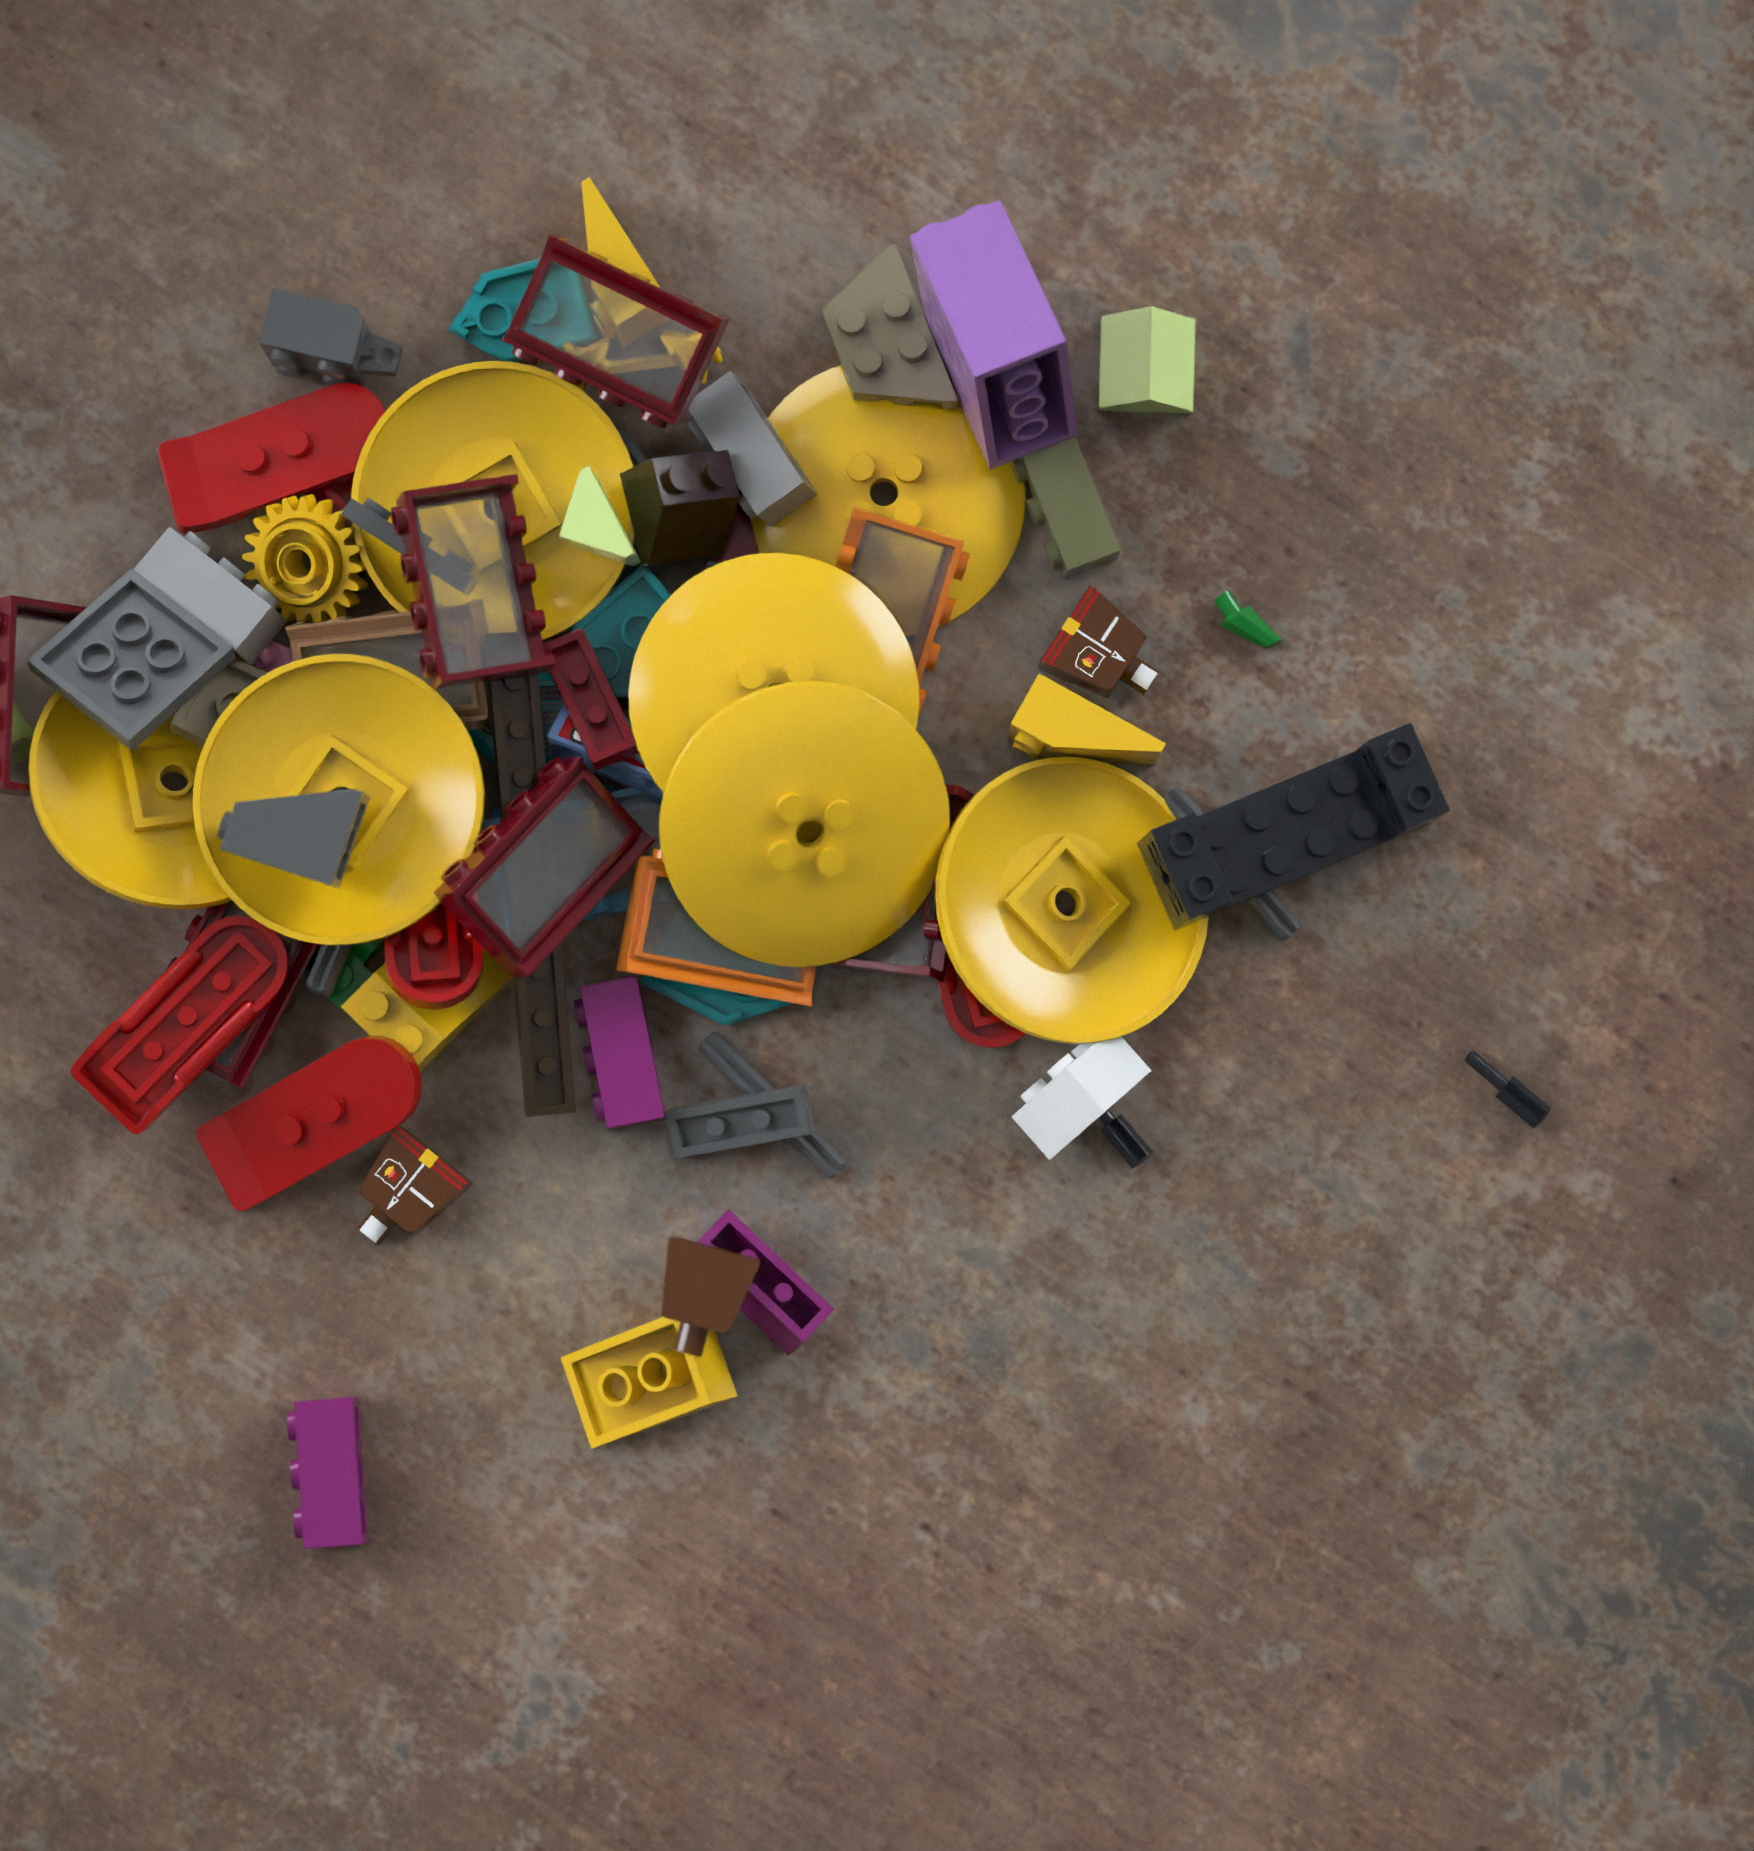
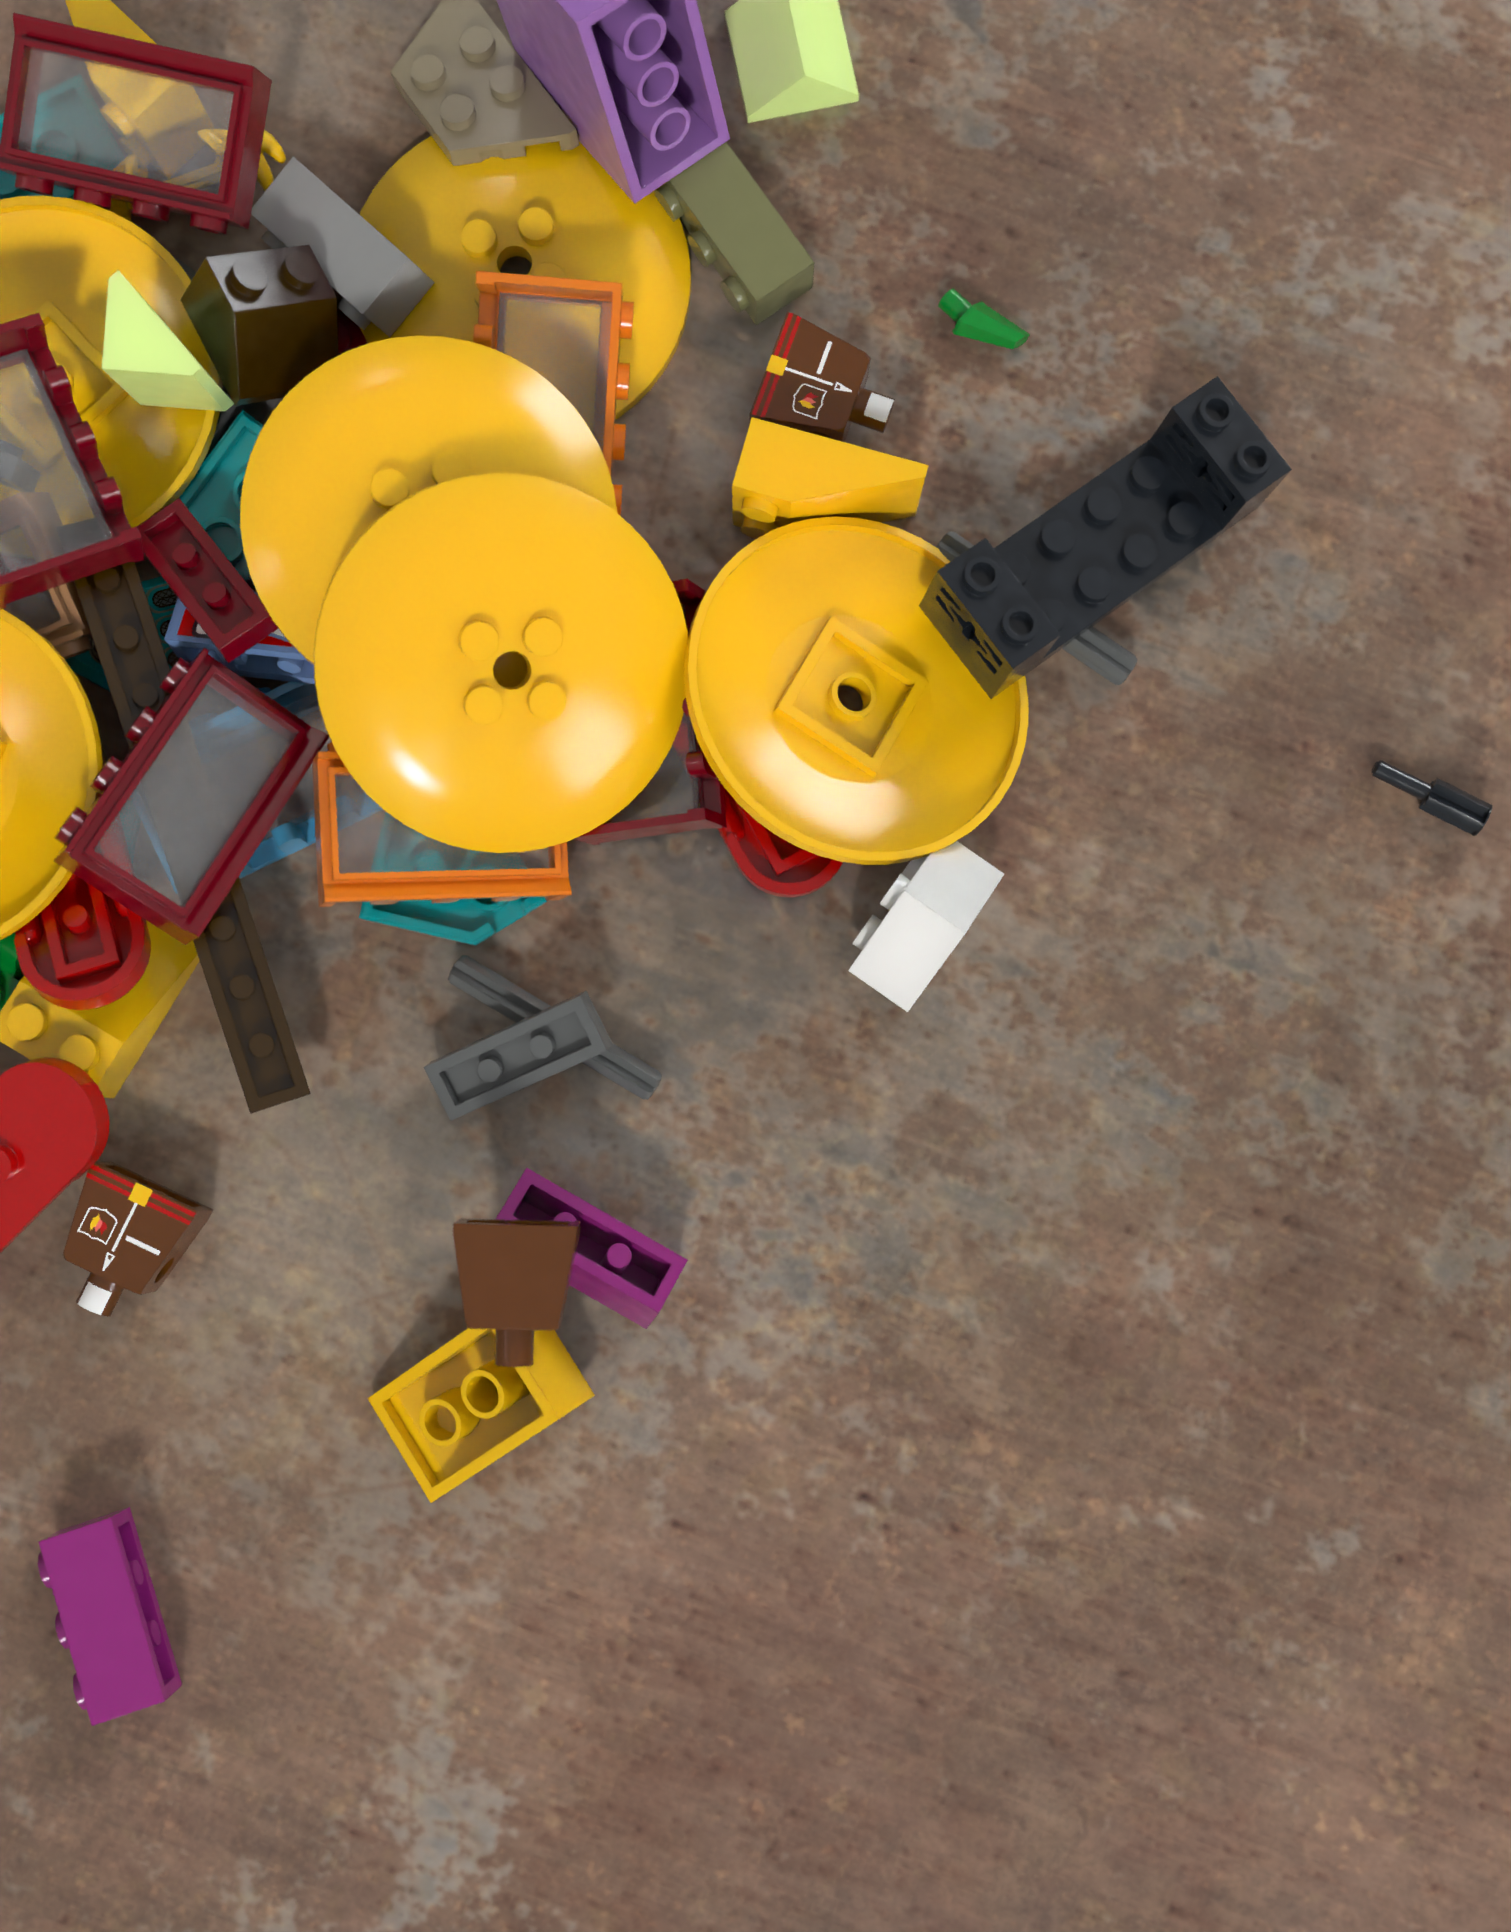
camera: 15 degrees left, 0 degrees up
(620, 1053) = (353, 1008): magenta brick -> none
(1125, 1139) = (991, 965): black axle -> none

